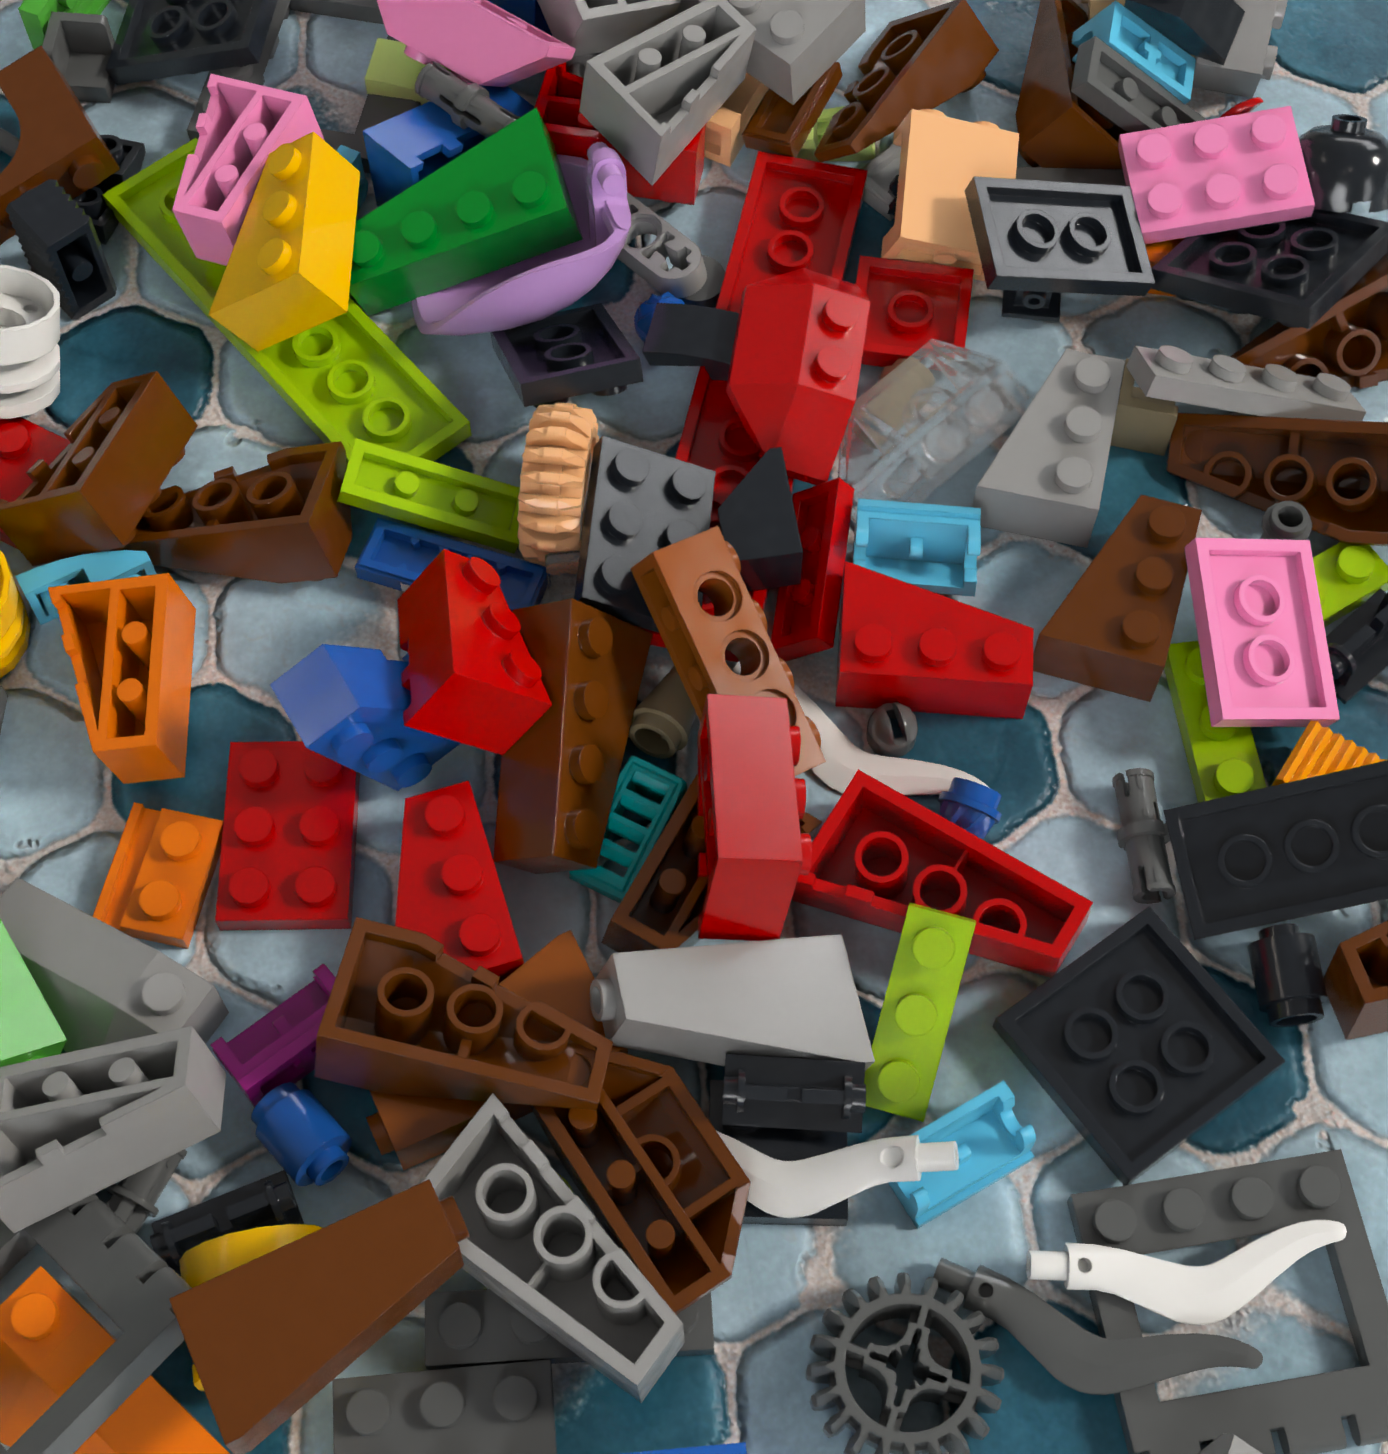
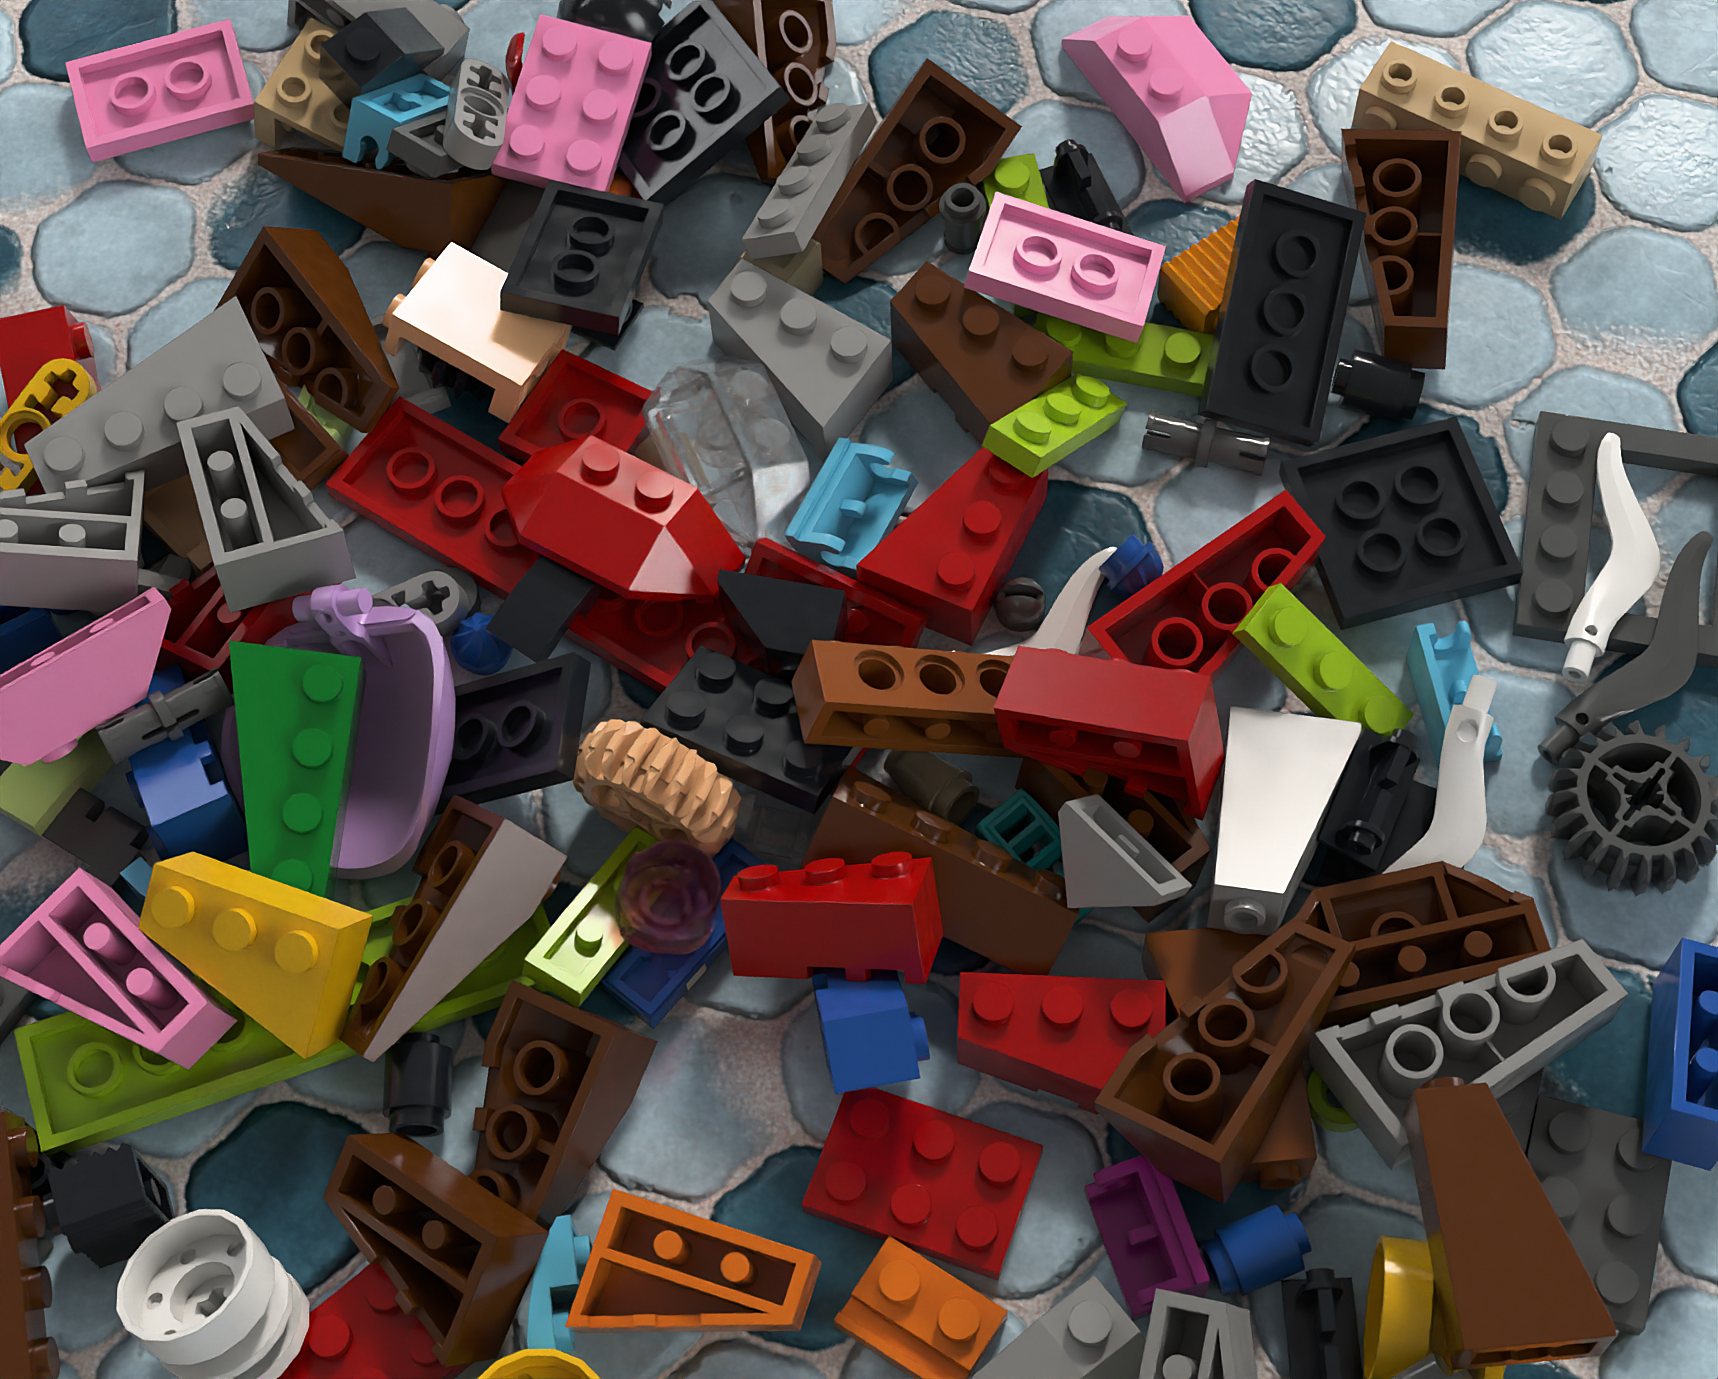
camera: 65 degrees left, 0 degrees up
(242, 421) = (418, 1085): none -> black brick
(419, 389) = (473, 894): none -> wedge
(456, 518) = (668, 898): none -> clear pink hair
(610, 859) = (1110, 861): none -> light grey slope
(1080, 681) = (1054, 424): none -> lime plate
(1146, 115) = (476, 114): none -> light grey beam

